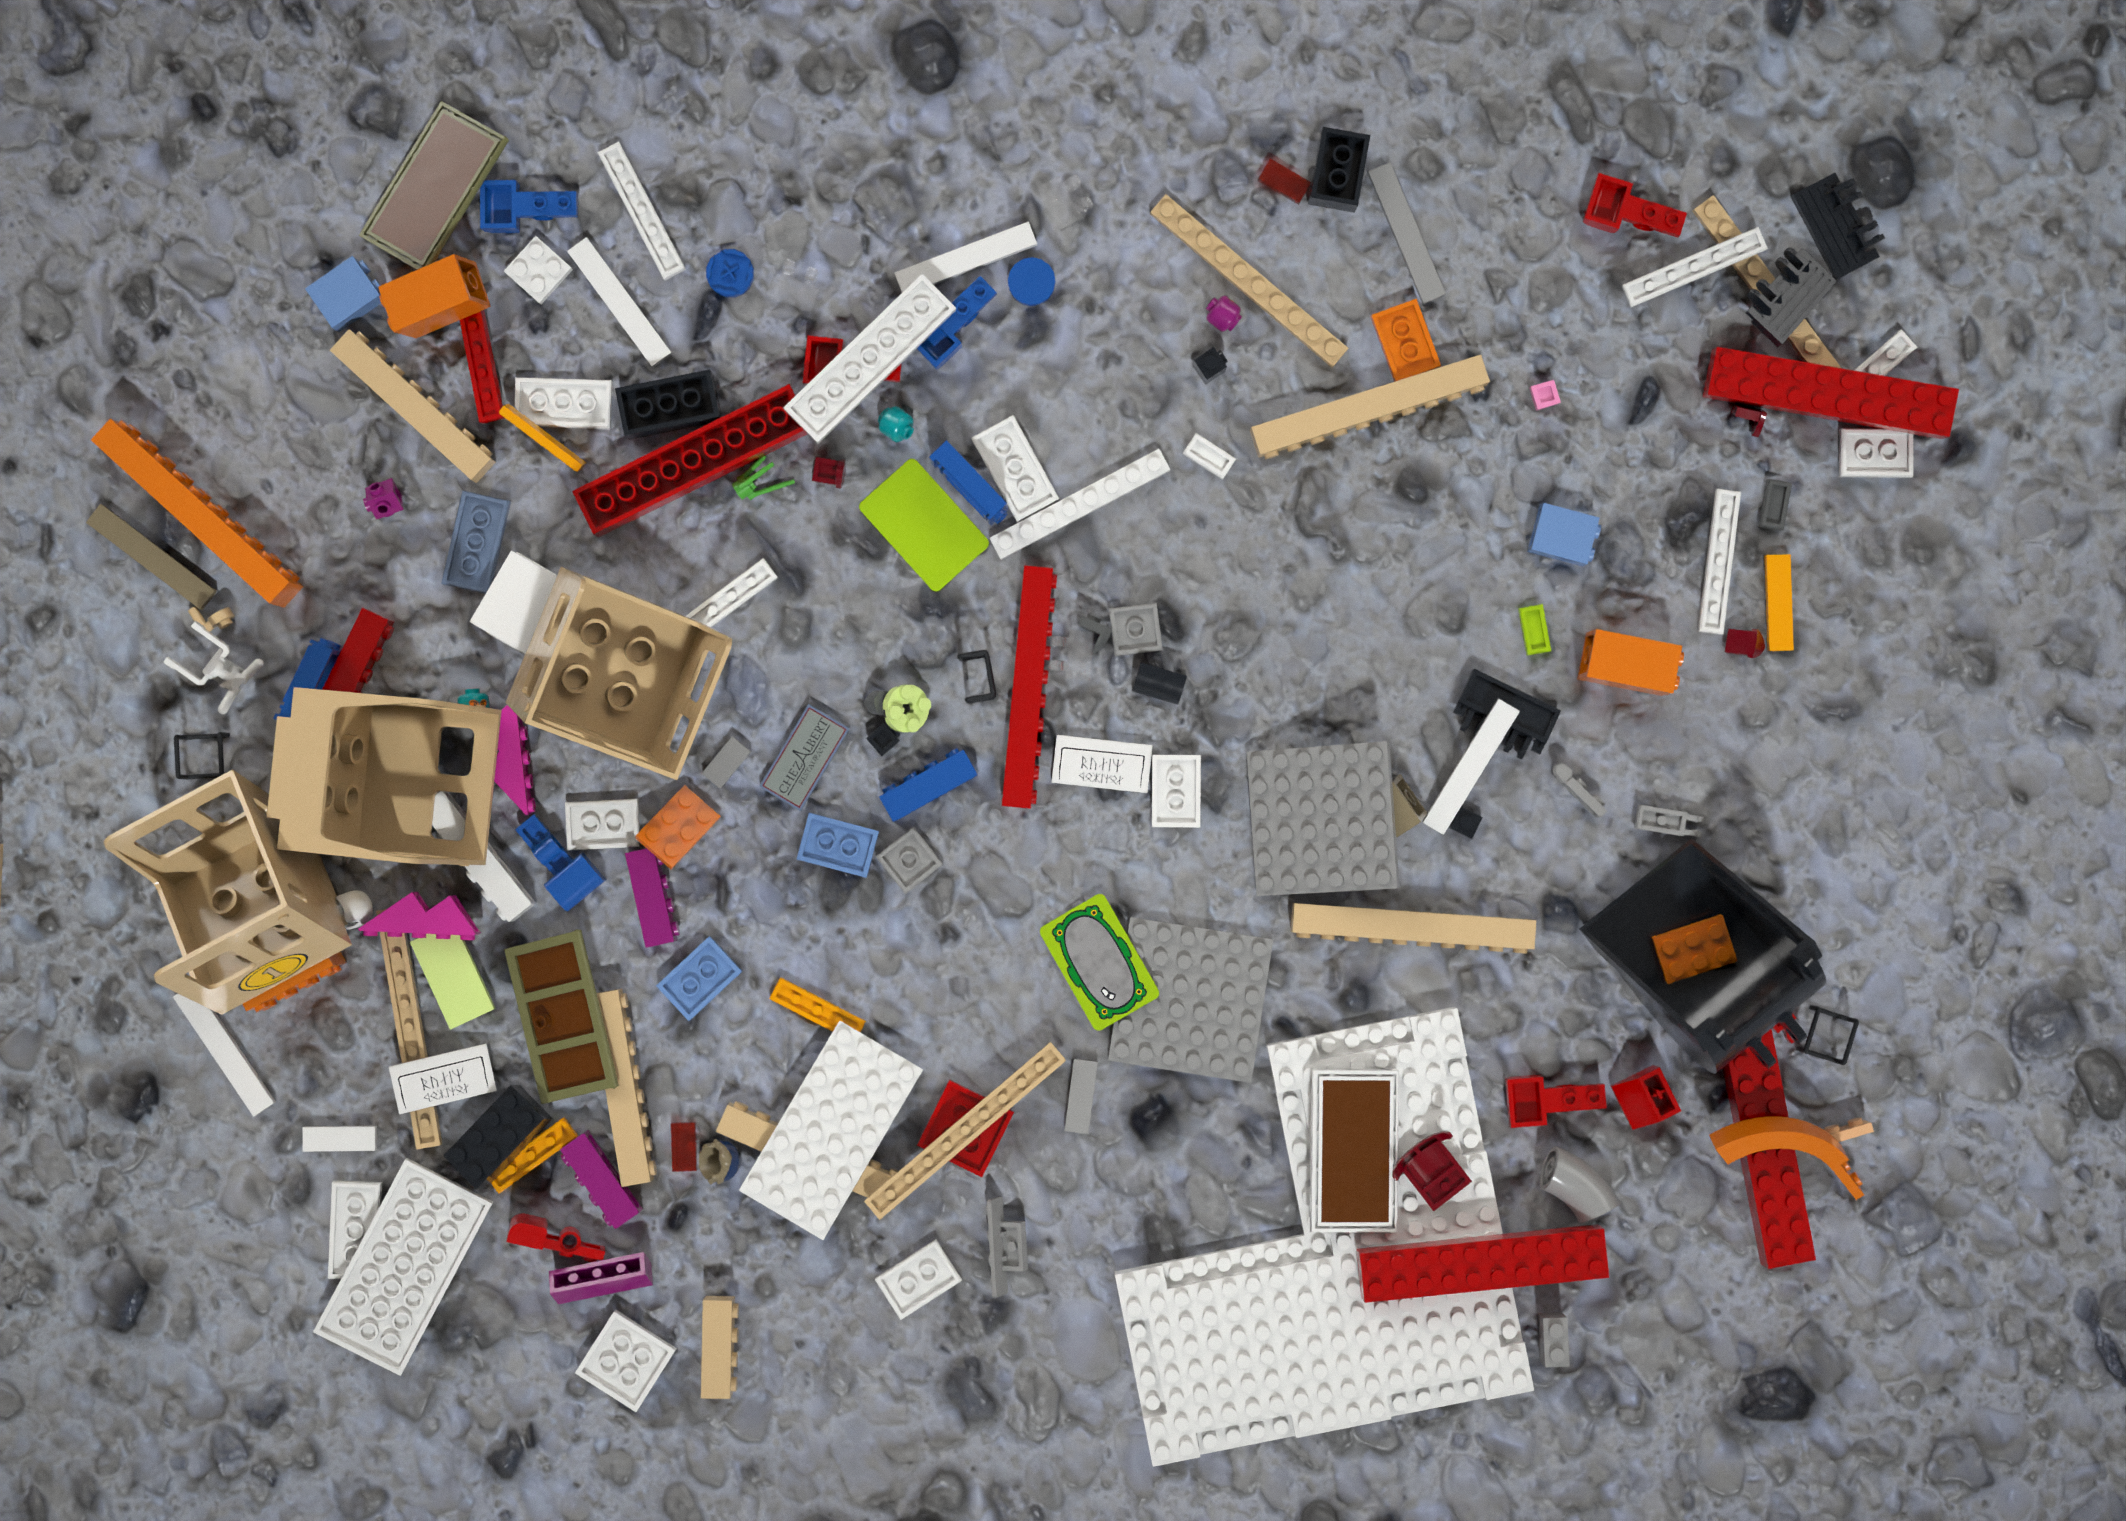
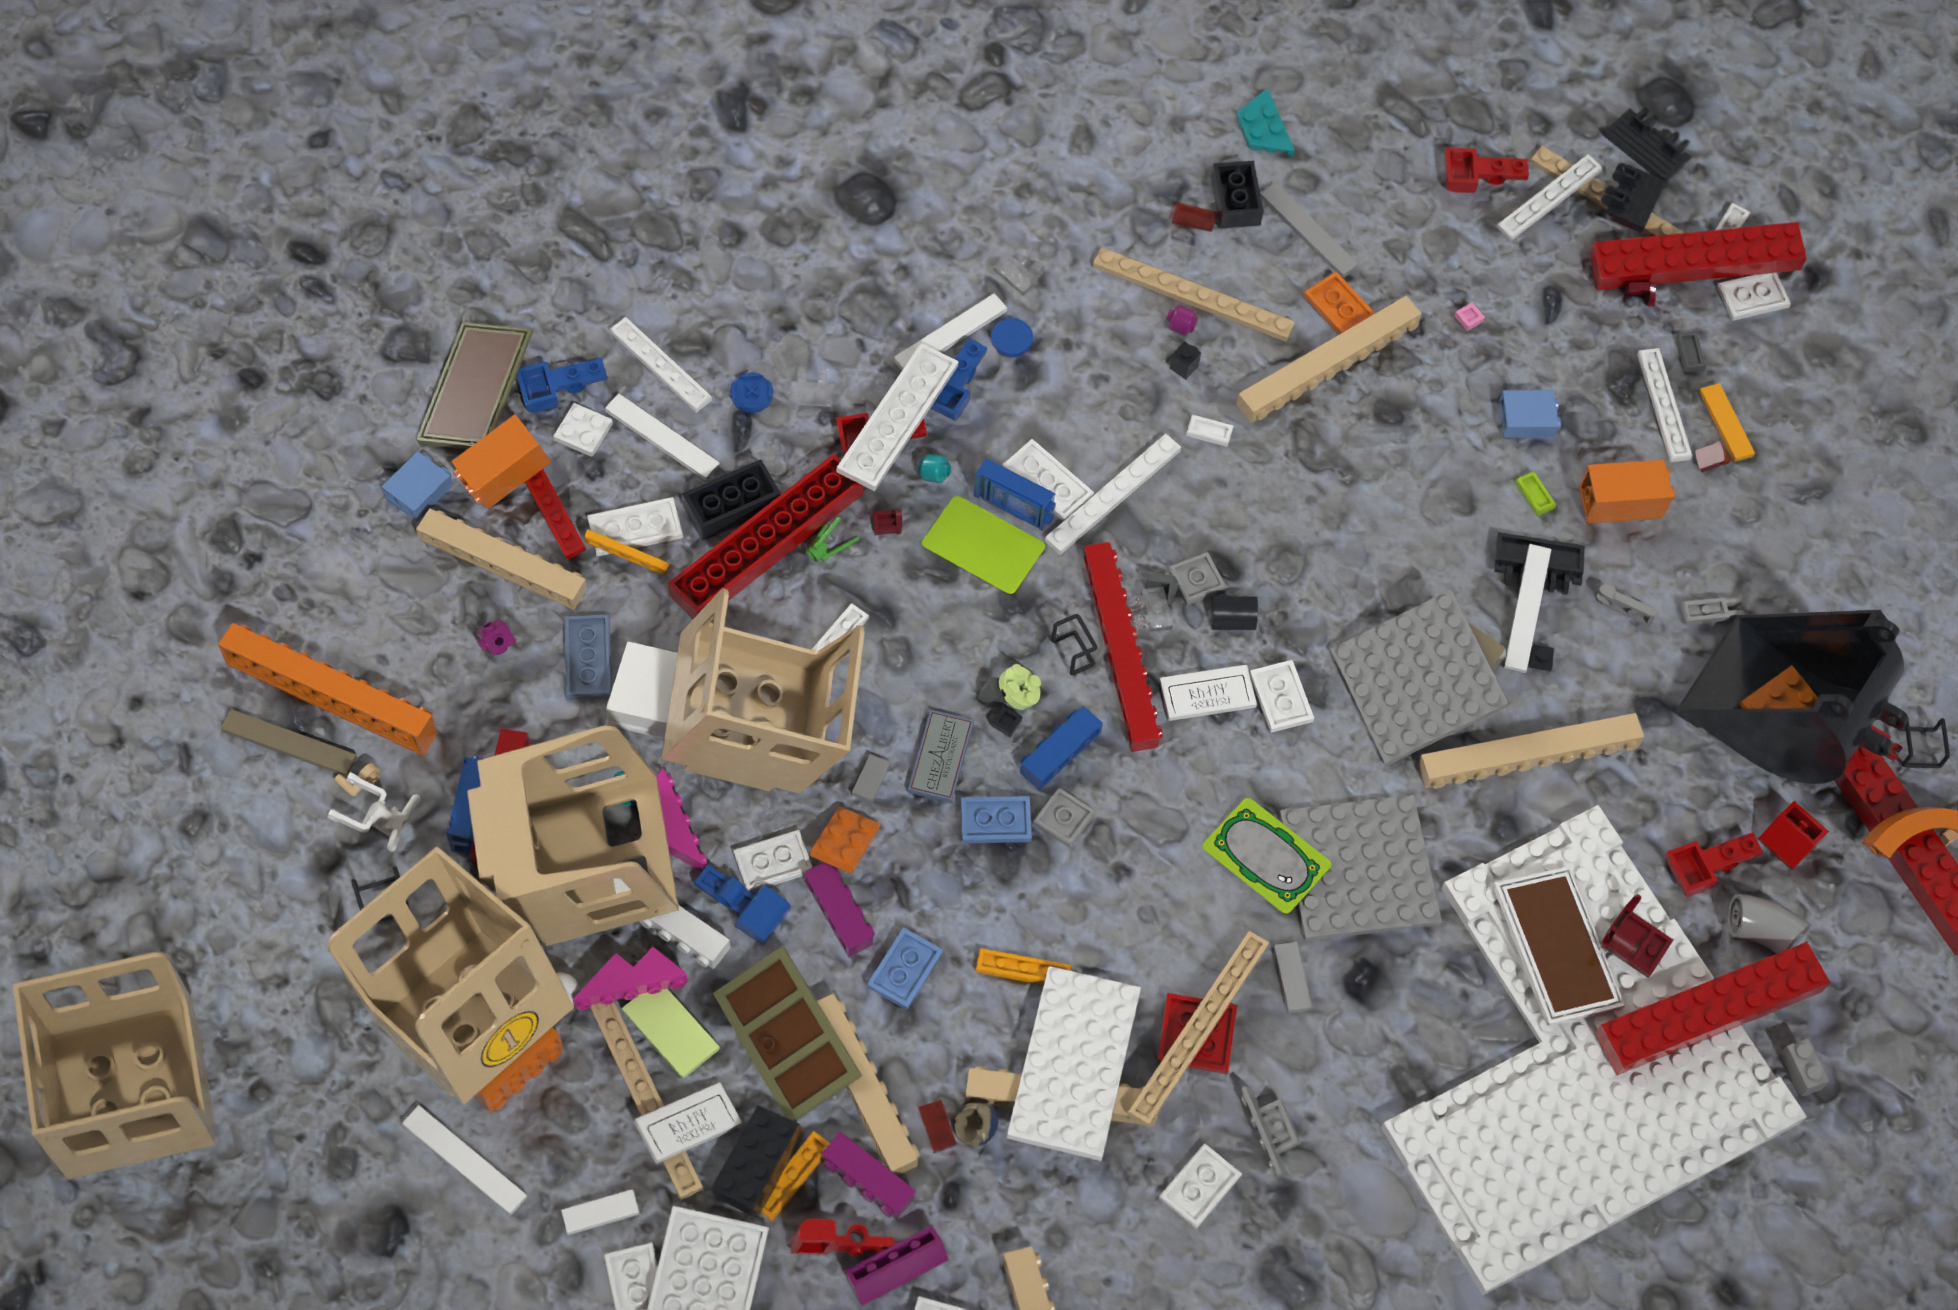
camera: 20 degrees left, 25 degrees down
(1404, 80) = (1263, 125): none -> teal wing

